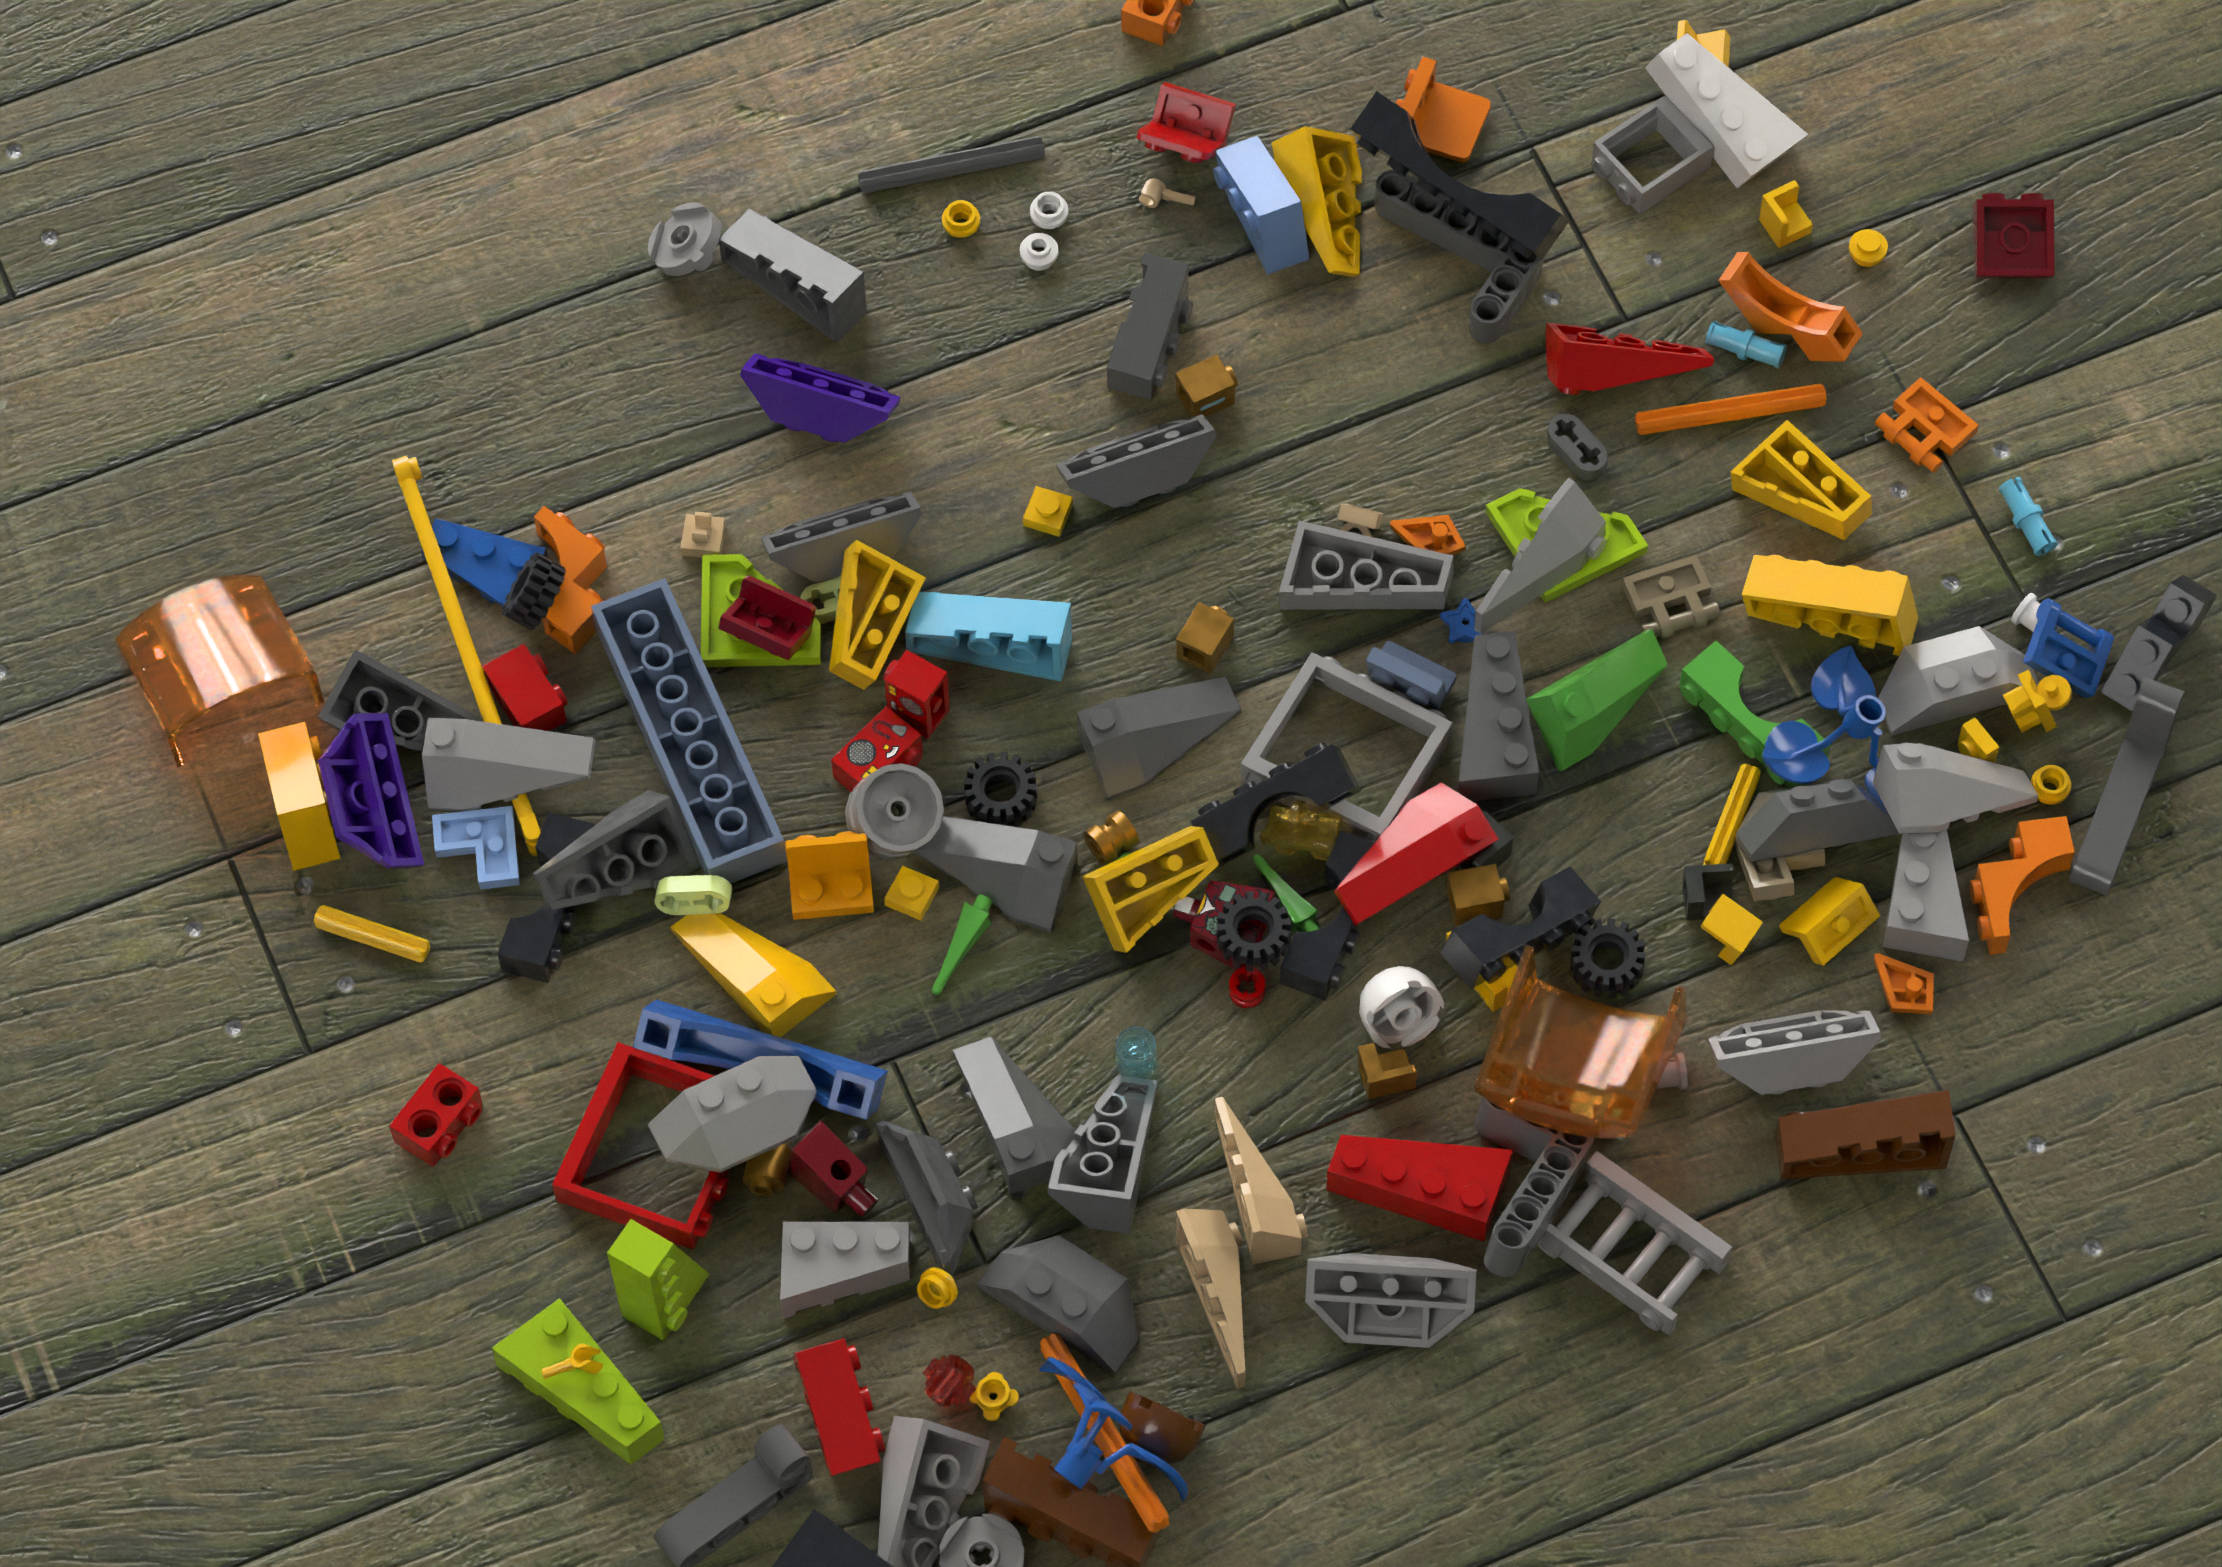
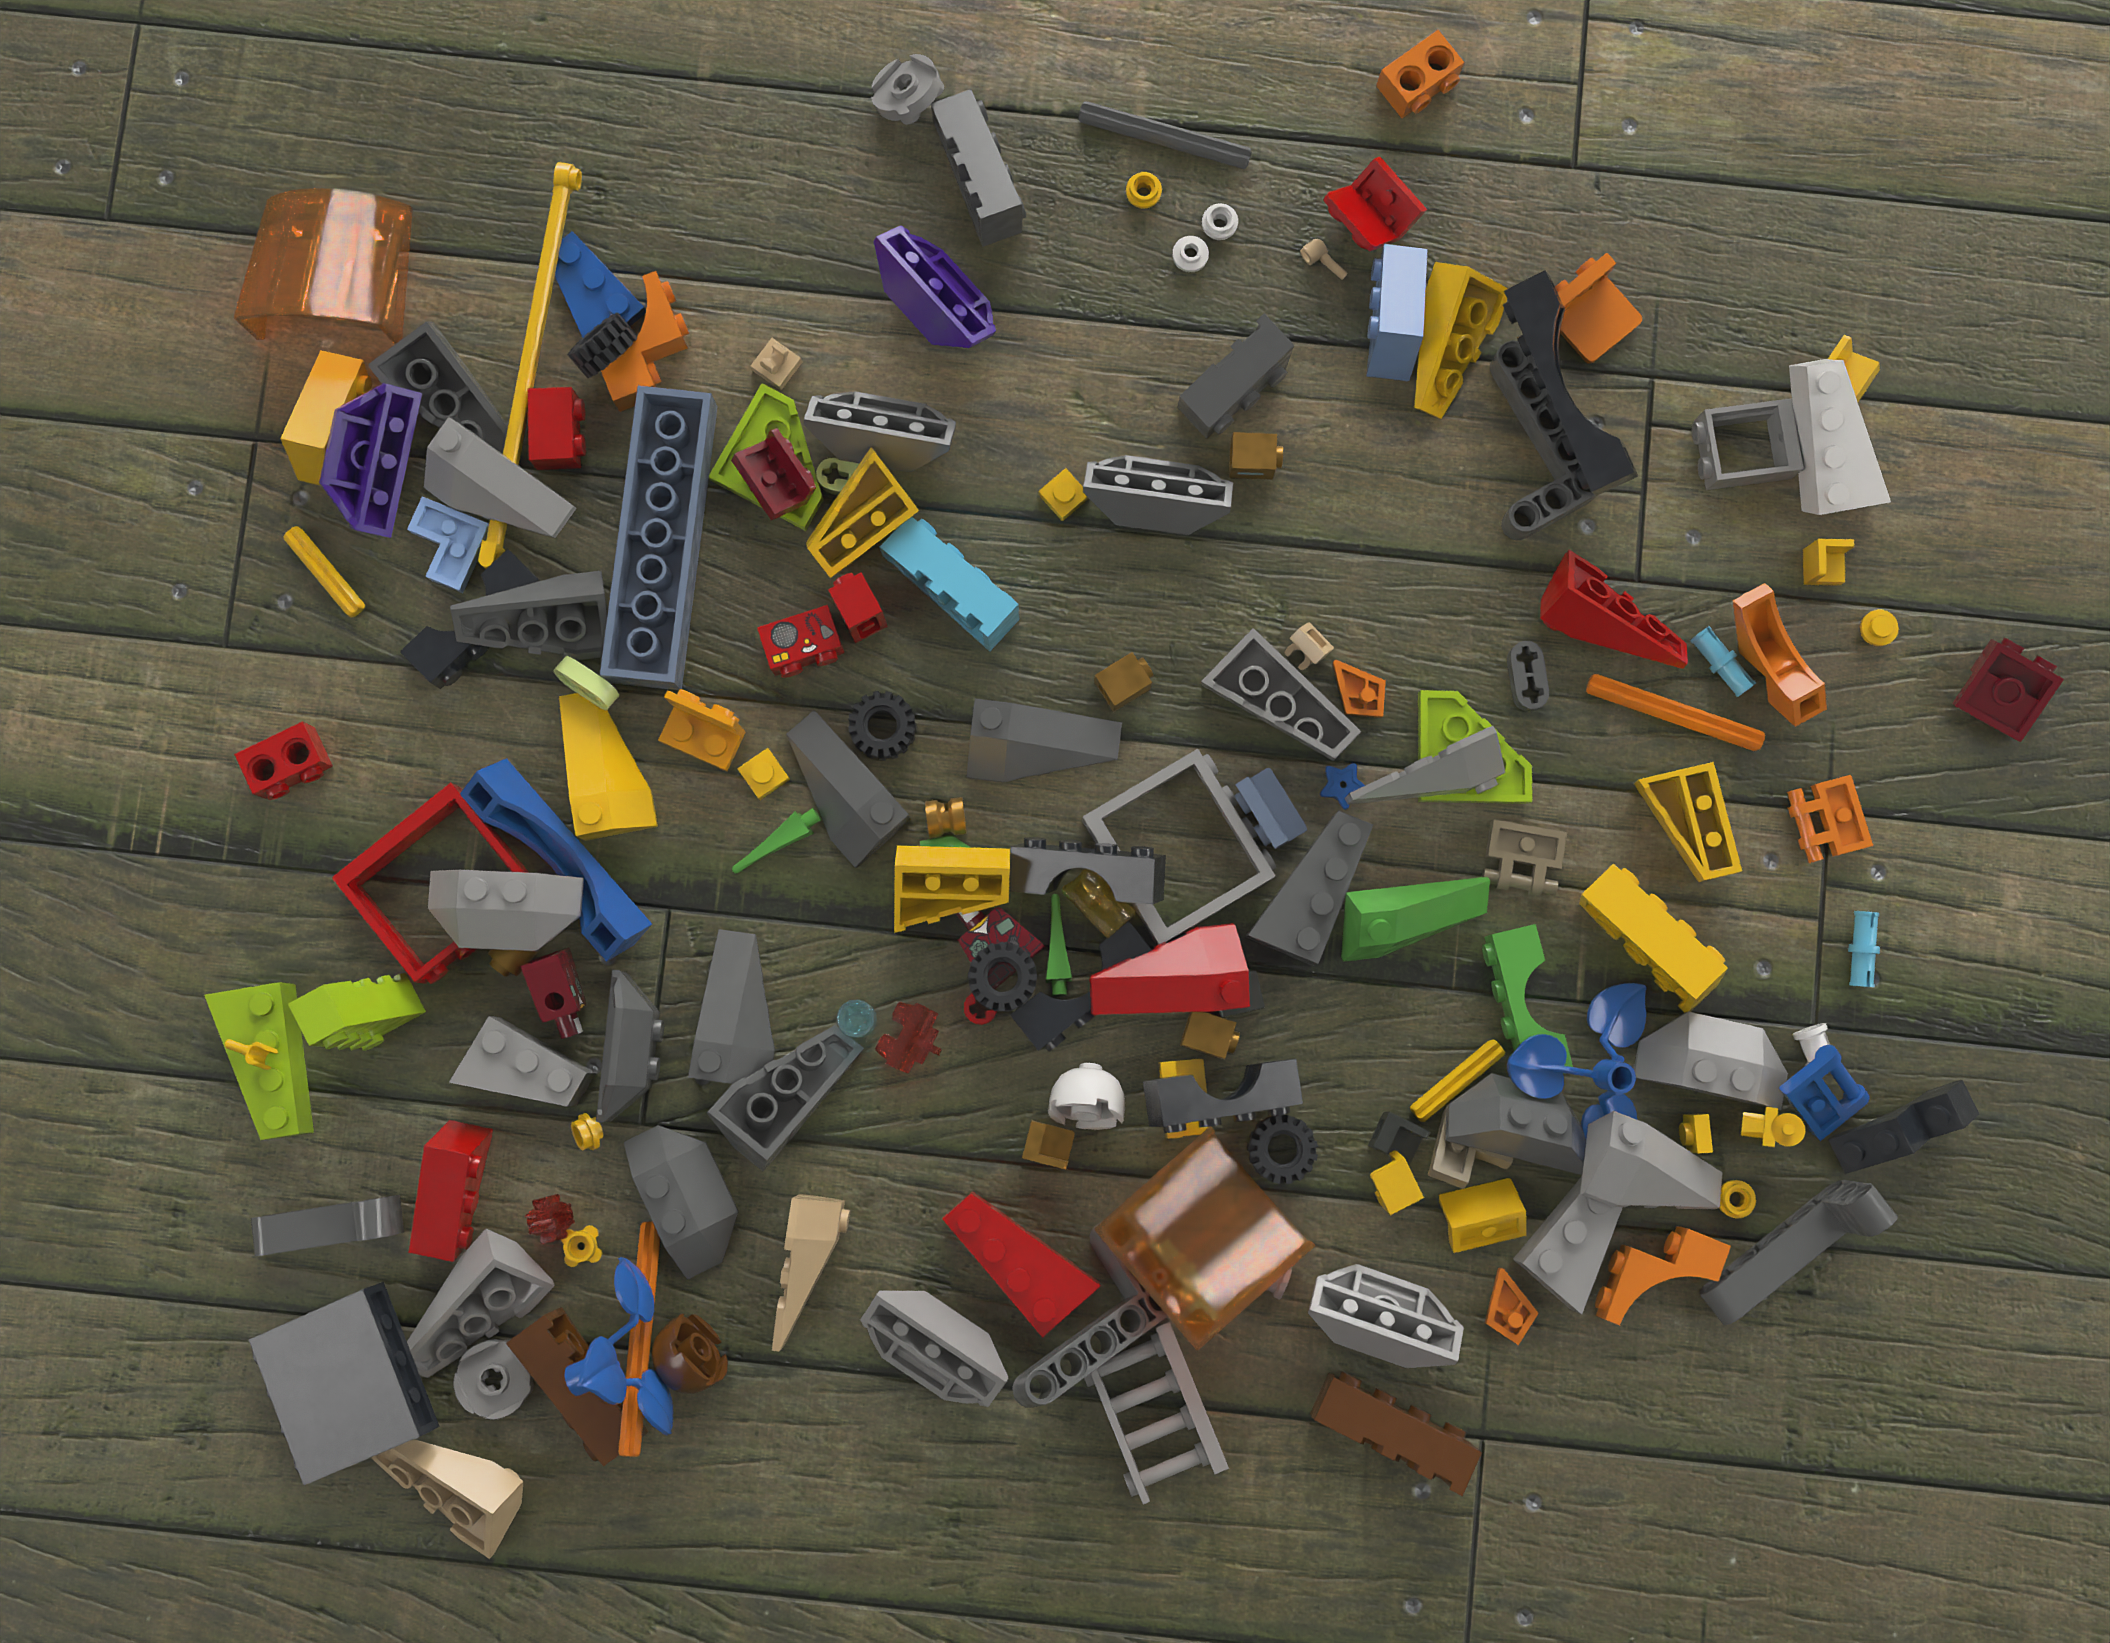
camera: 25 degrees right, 20 degrees up
(913, 796) = (781, 684): light grey wheel -> none
(1204, 1043) = (914, 1040): none -> clear red hips
(1262, 1202) = (879, 1215): tan wedge -> none

